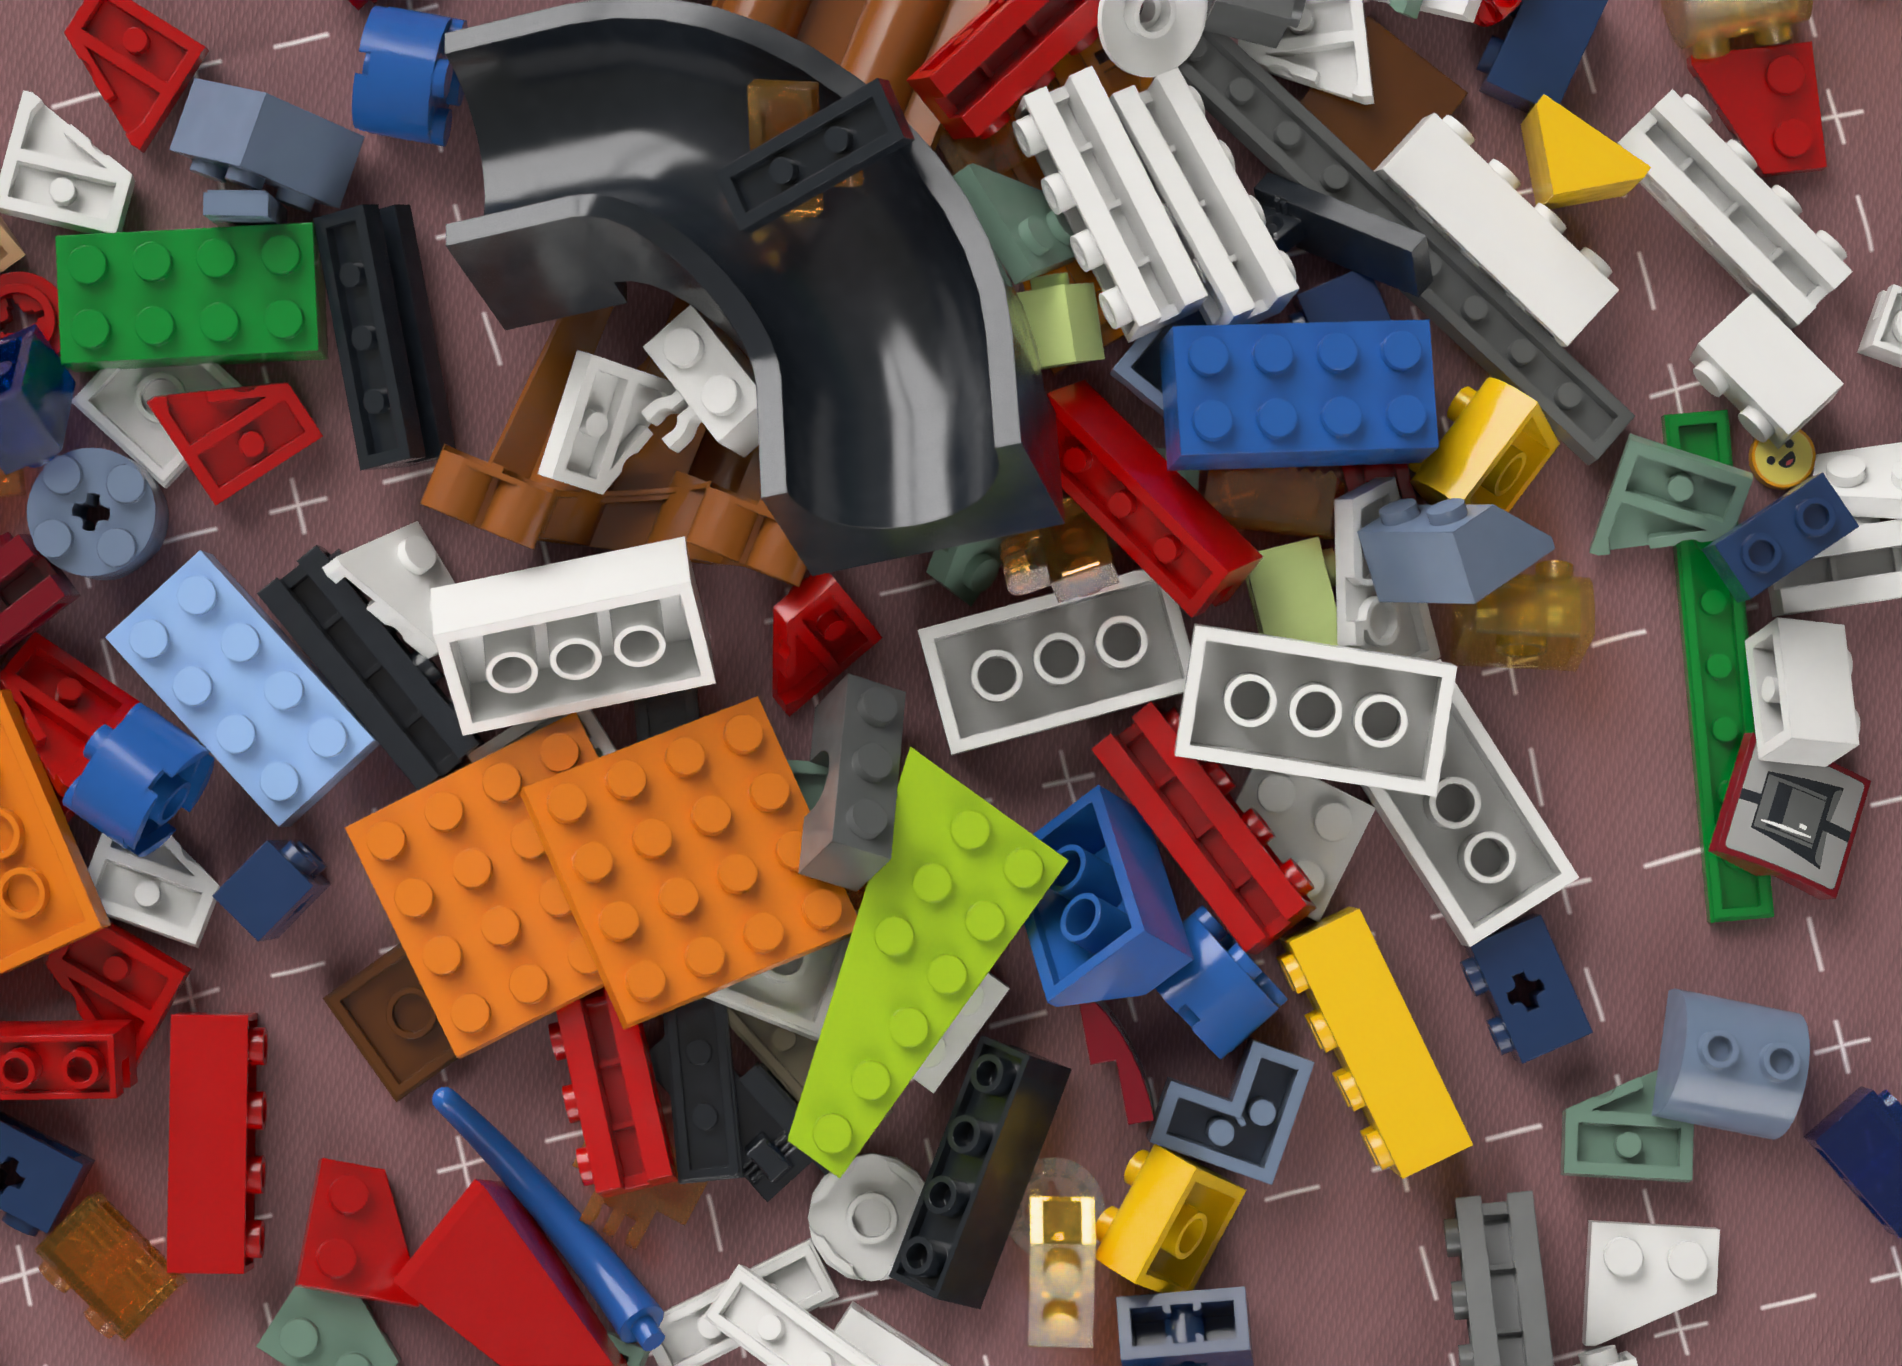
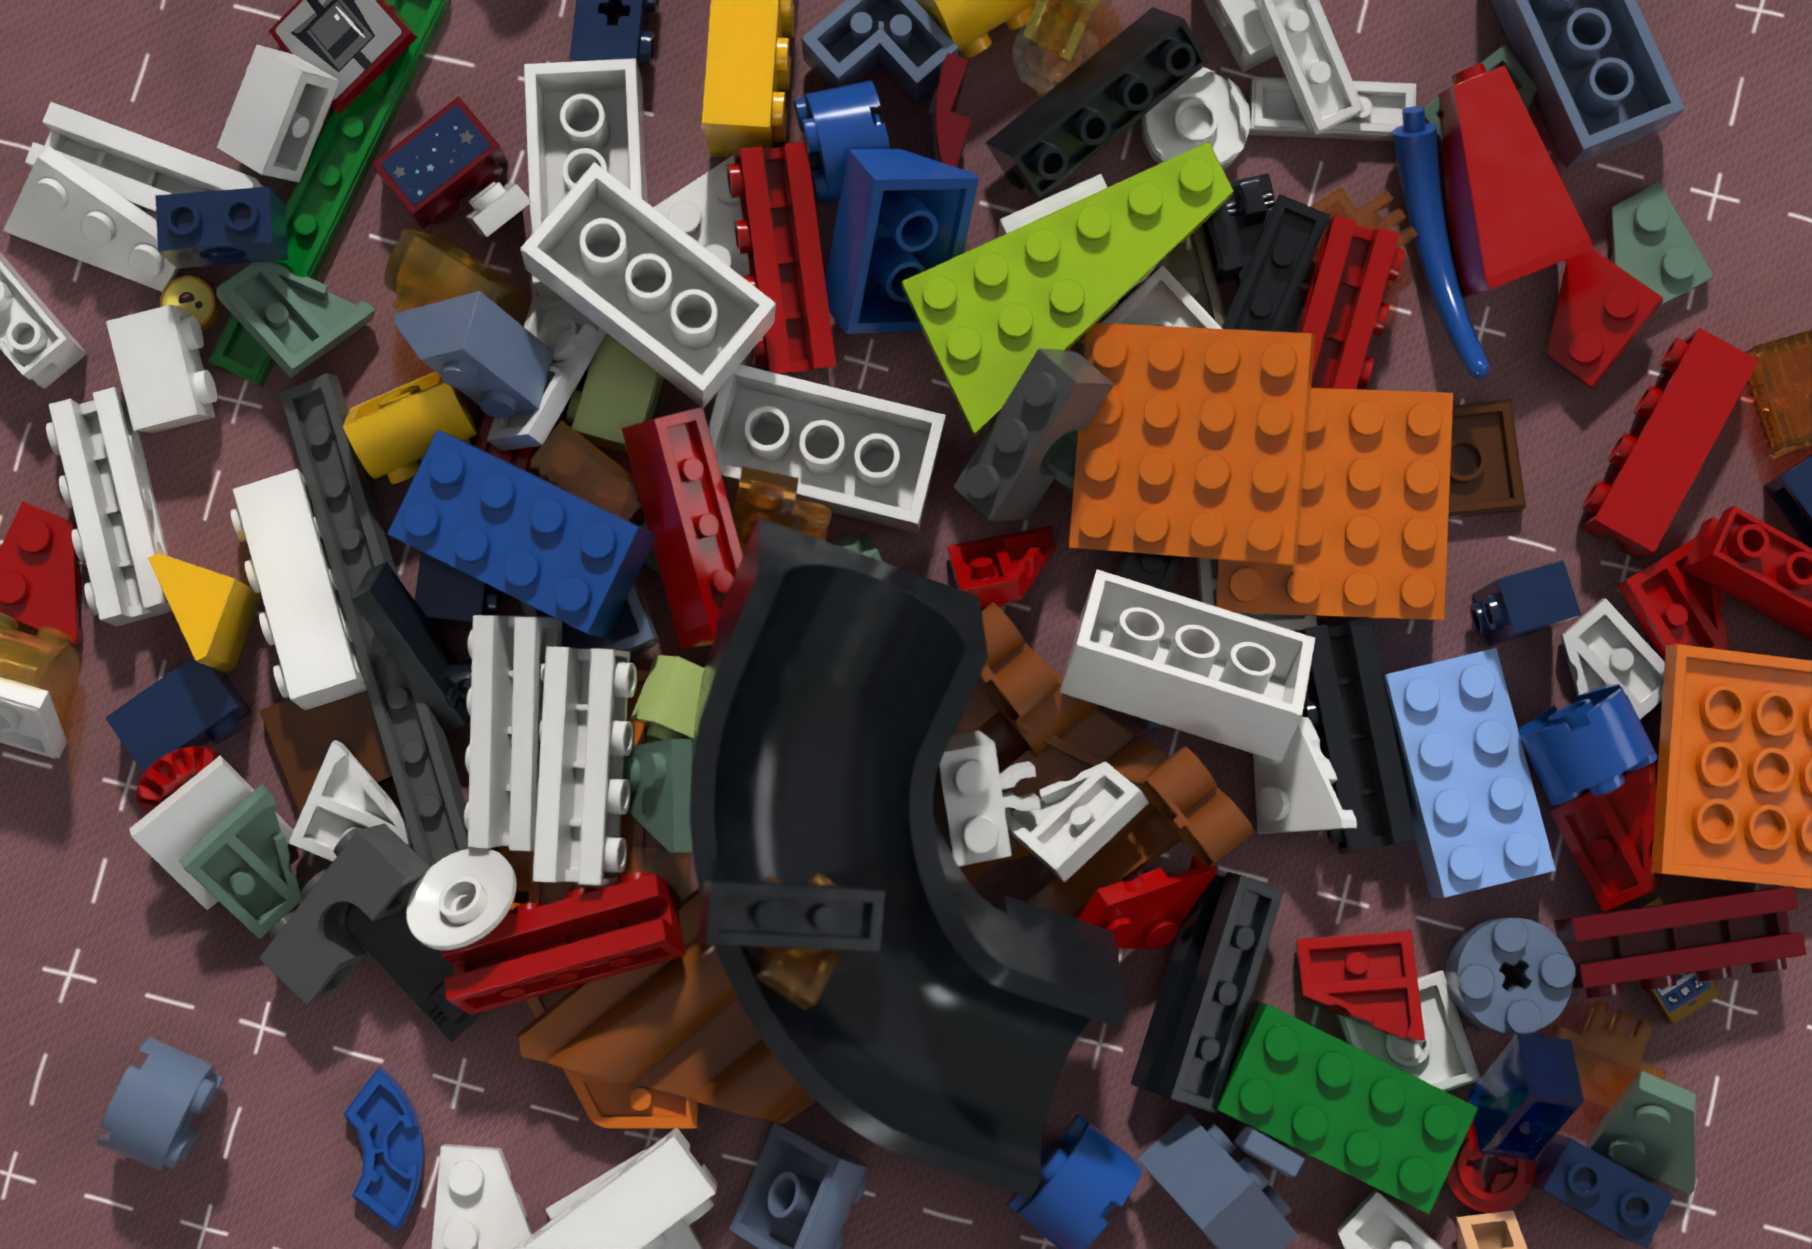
camera: 155 degrees left, 5 degrees down
(485, 378) = (1148, 908): none -> red wing
(1524, 718) = (495, 206): none -> white plate
(1610, 738) = (441, 164): none -> brick

